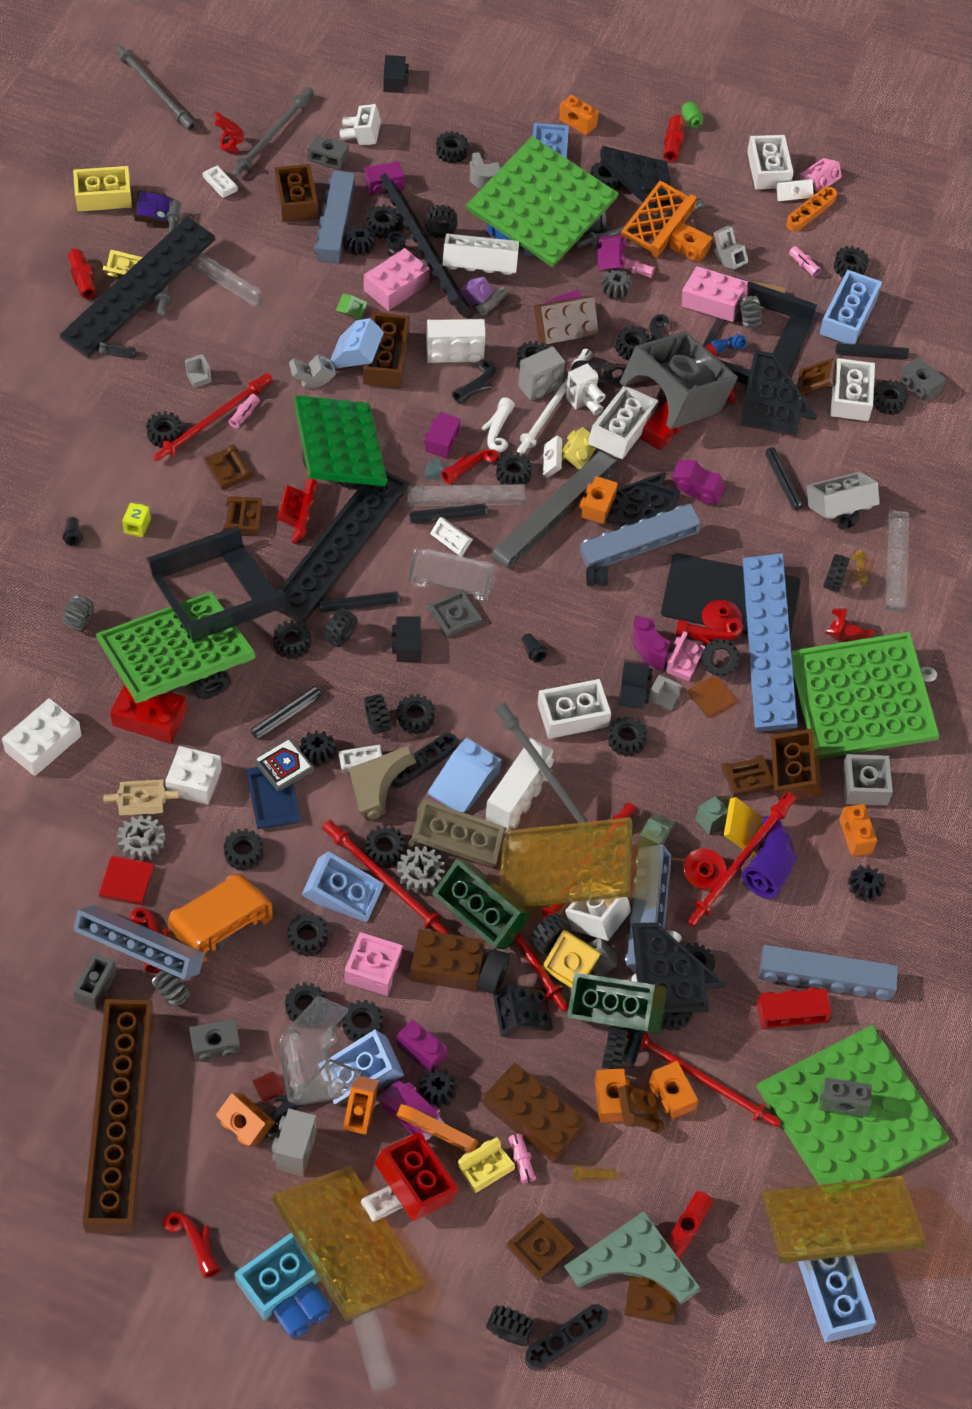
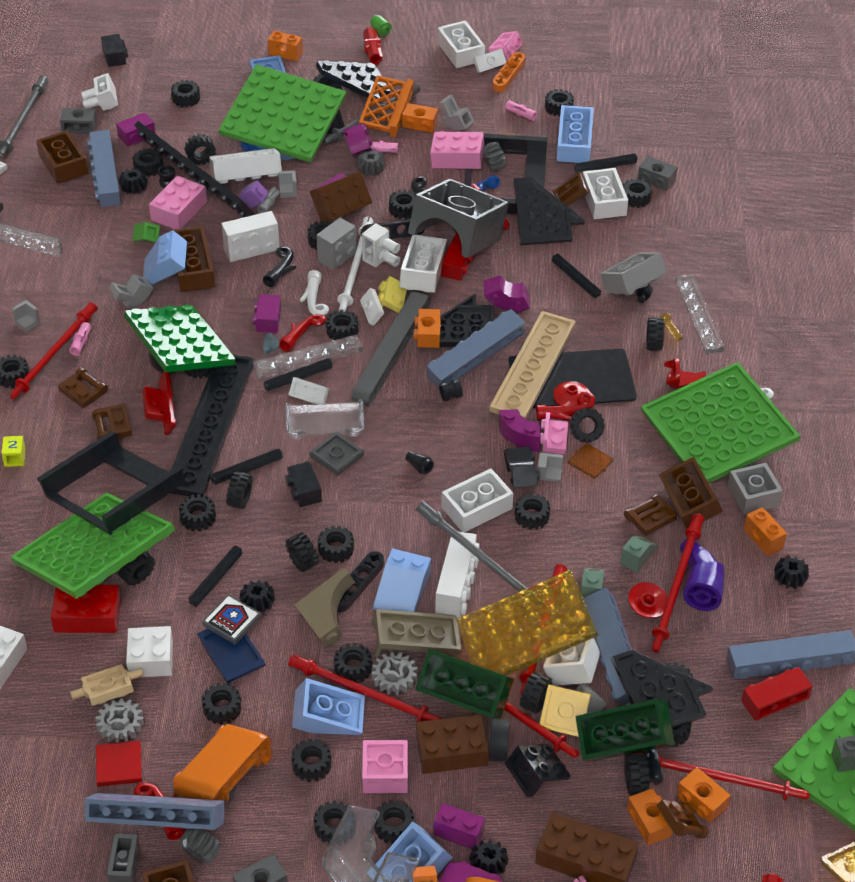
camera: 15 degrees left, 10 degrees down
(356, 756) = (295, 594): white plate -> none
(480, 172) = (219, 106): light grey brick -> none
(518, 287) = (287, 184): none -> light grey panel
(694, 571) = (533, 364): none -> tan plate
(742, 824) = (664, 553): yellow tile -> none
(769, 643) = (623, 404): medium blue plate -> none

